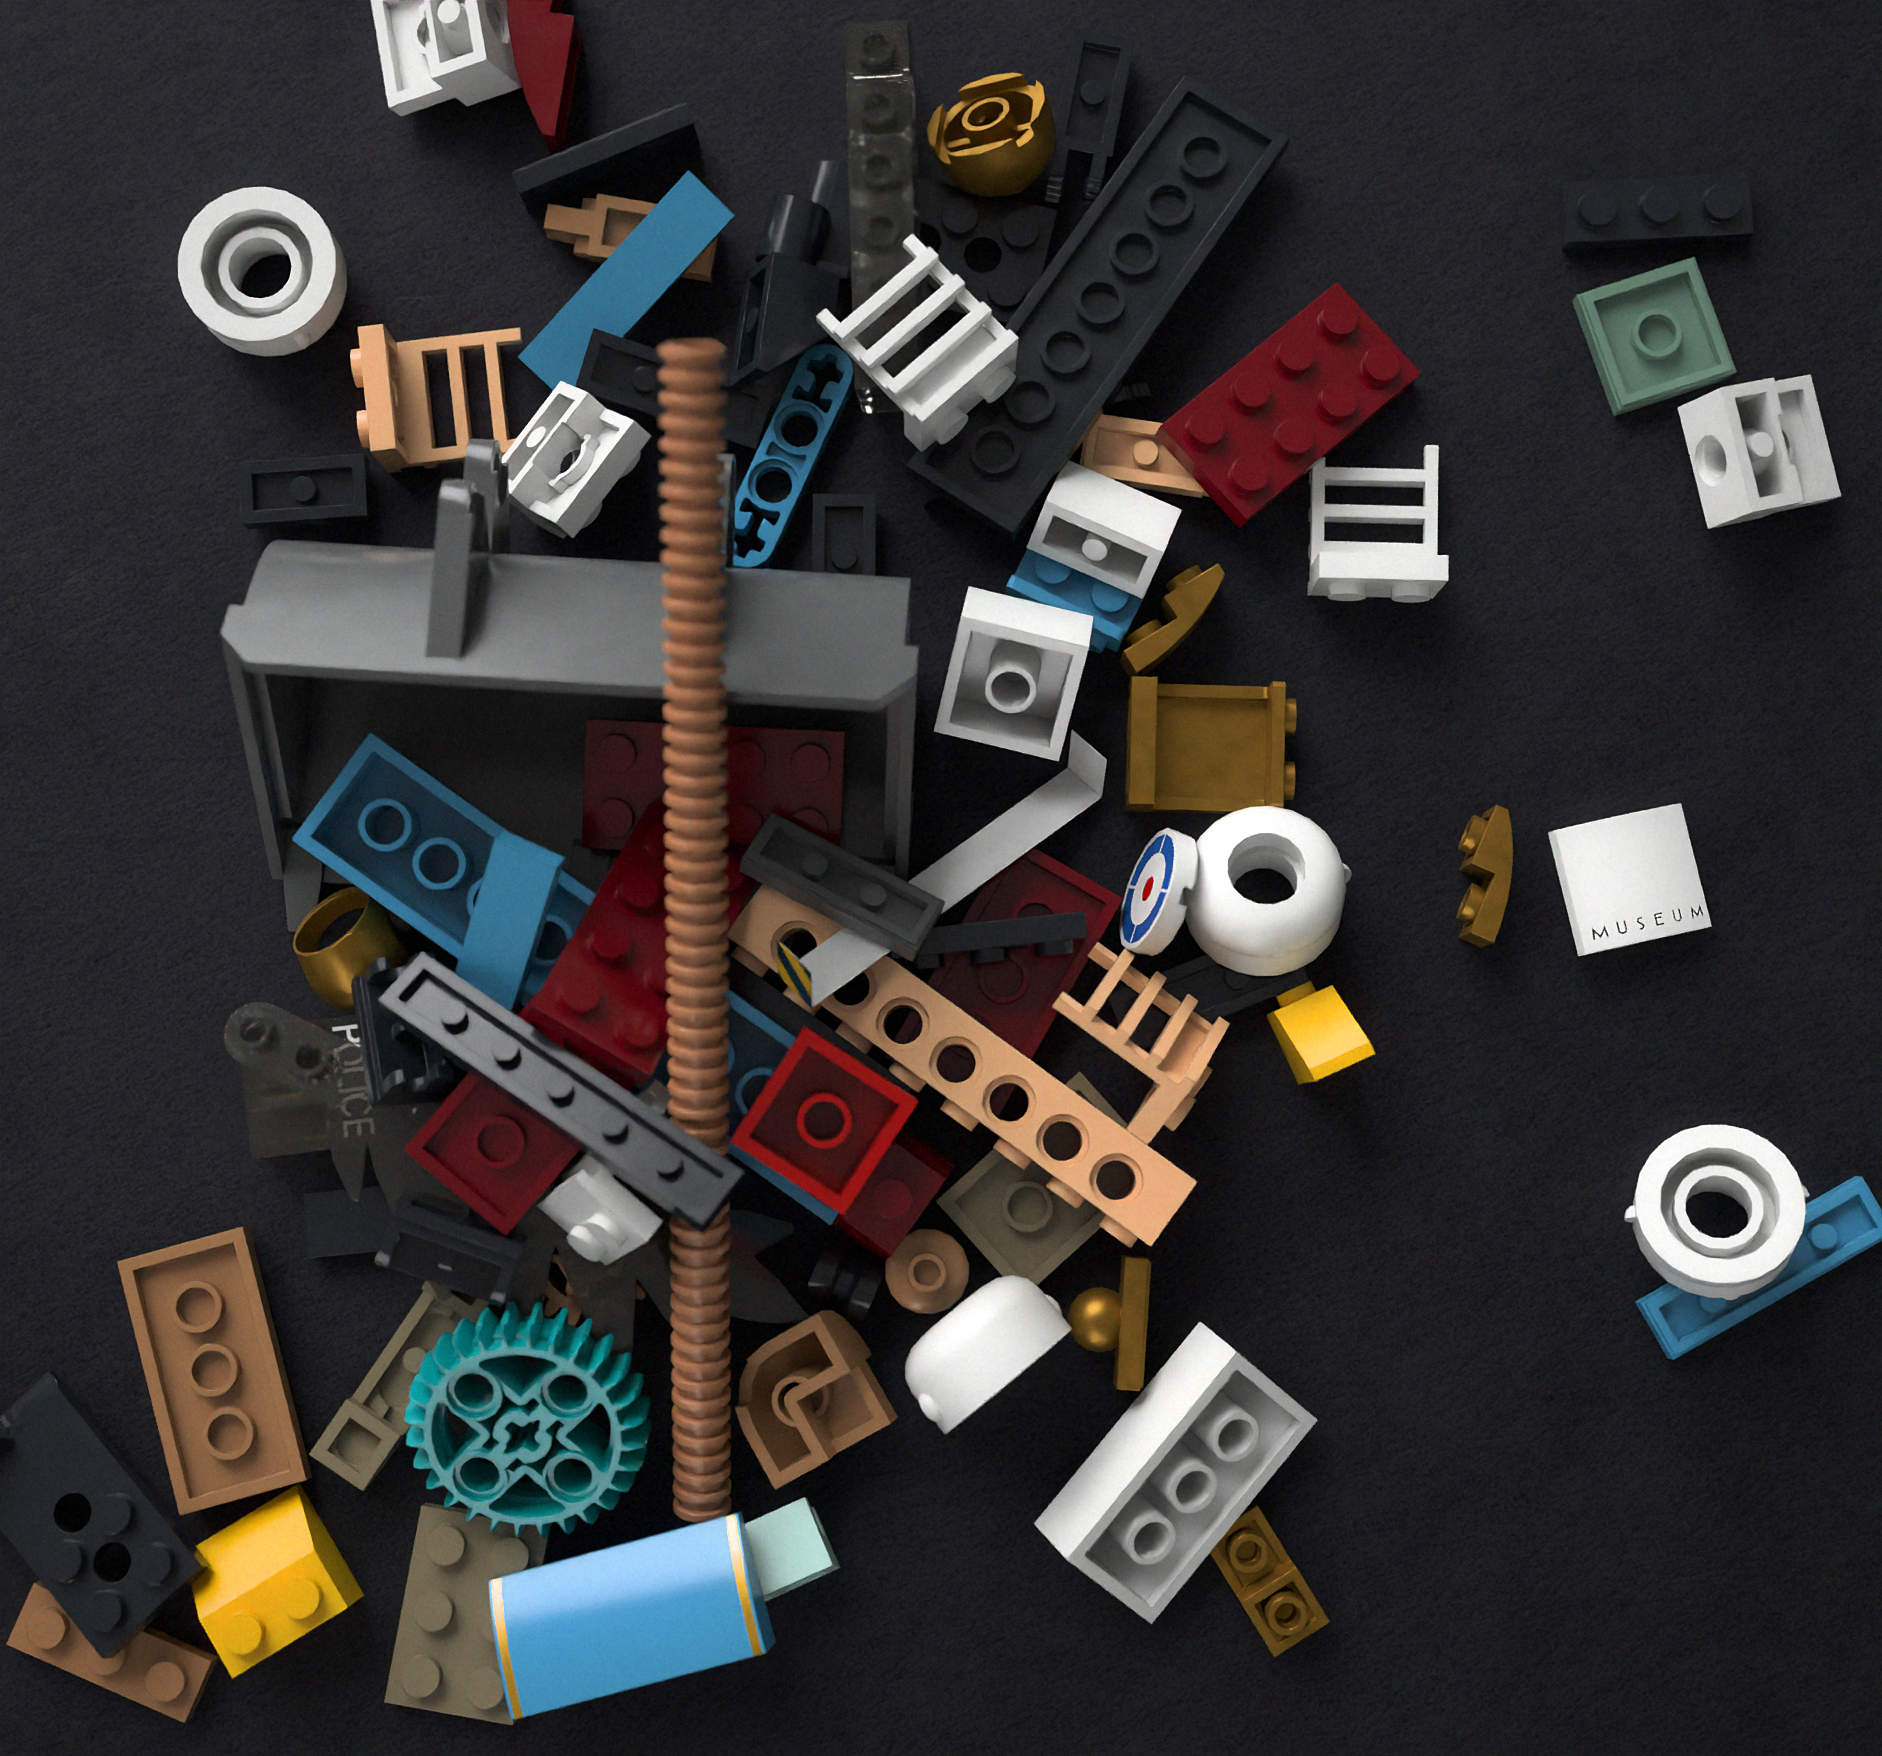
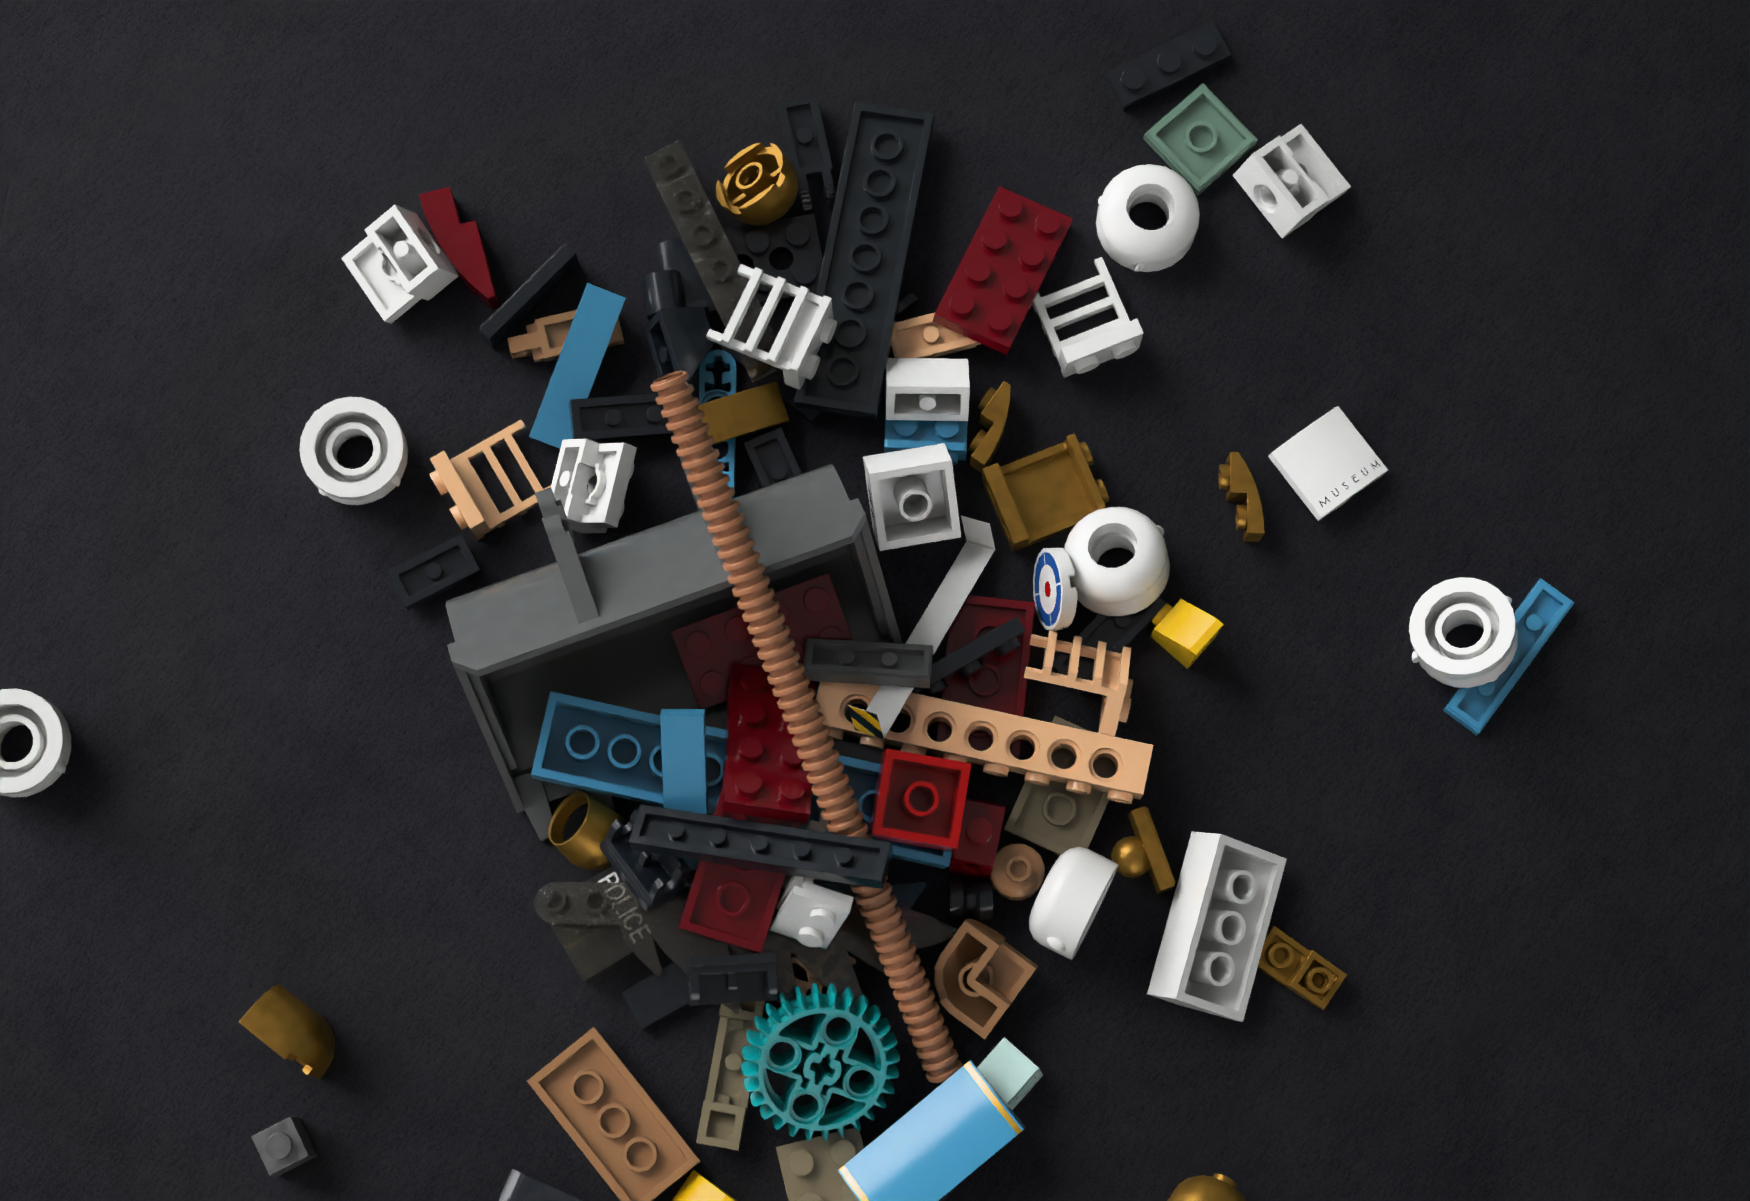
camera: 25 degrees left, 5 degrees down
(829, 451) = (744, 412): none -> pearl gold slope
(1501, 457) = (1143, 248): none -> white piece

